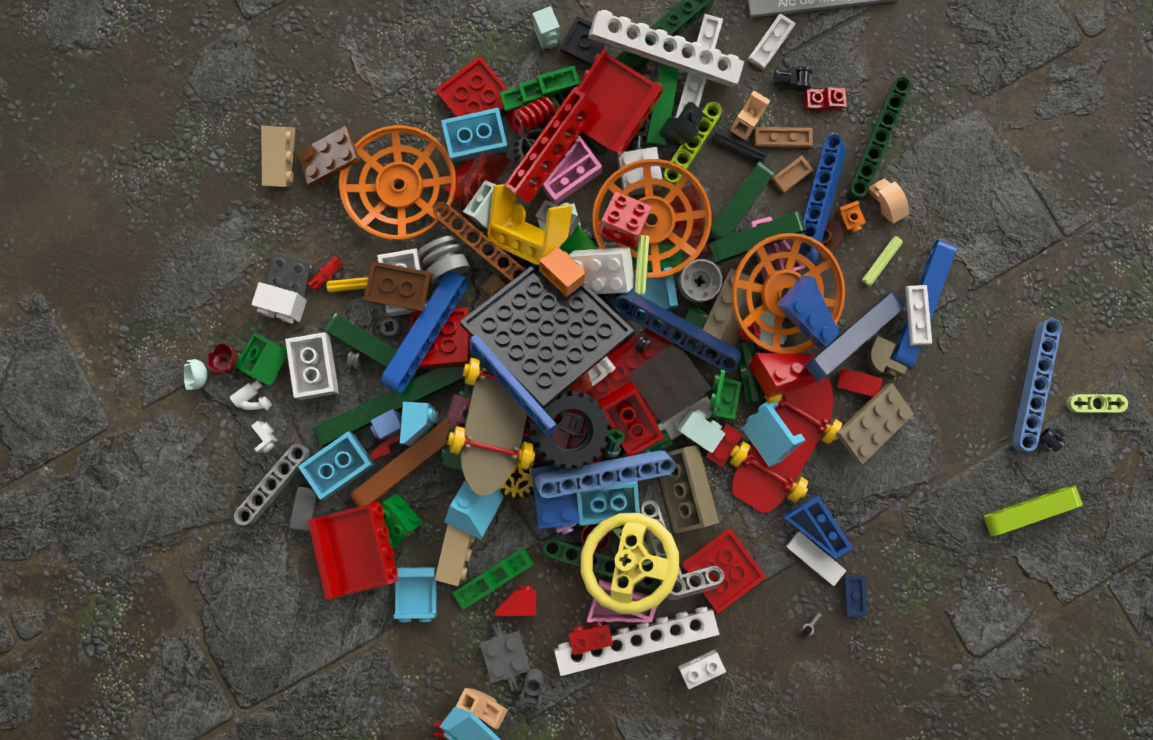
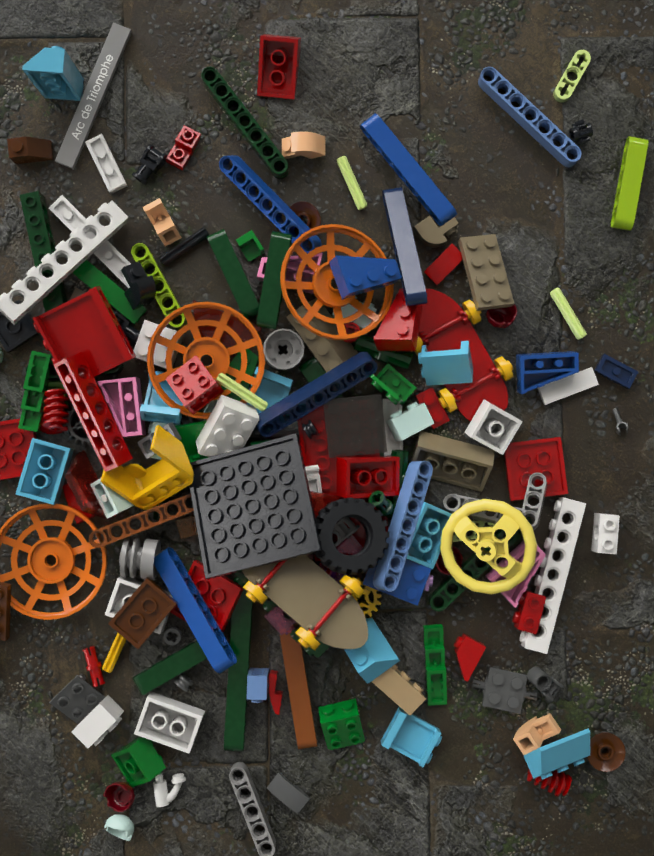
camera: 60 degrees left, 5 degrees up
(265, 433) = (205, 792): white bracket -> none
(336, 465) = (267, 747): medium azure brick -> none
(353, 550) = (347, 771): red panel -> none
(416, 421) = (268, 660): medium azure slope -> none
(513, 387) = (287, 566): blue tile -> none
(562, 271) = (210, 465): orange brick -> none
(584, 199) = (156, 409): none -> medium azure panel
(739, 508) = (493, 427): none -> white brick
(773, 203) = (250, 246): none -> green panel
(783, 137) = (197, 203): medium nougat tile -> none
(792, 174) = (233, 215): medium nougat tile -> none
(843, 461) = (502, 316): none -> dark red hair
(847, 224) = (296, 193): orange brick -> none
(881, 521) = (568, 313): none -> yellowish green axle
(918, 315) = (416, 181): white tile -> none
(946, 139) = (278, 66): none -> red slope

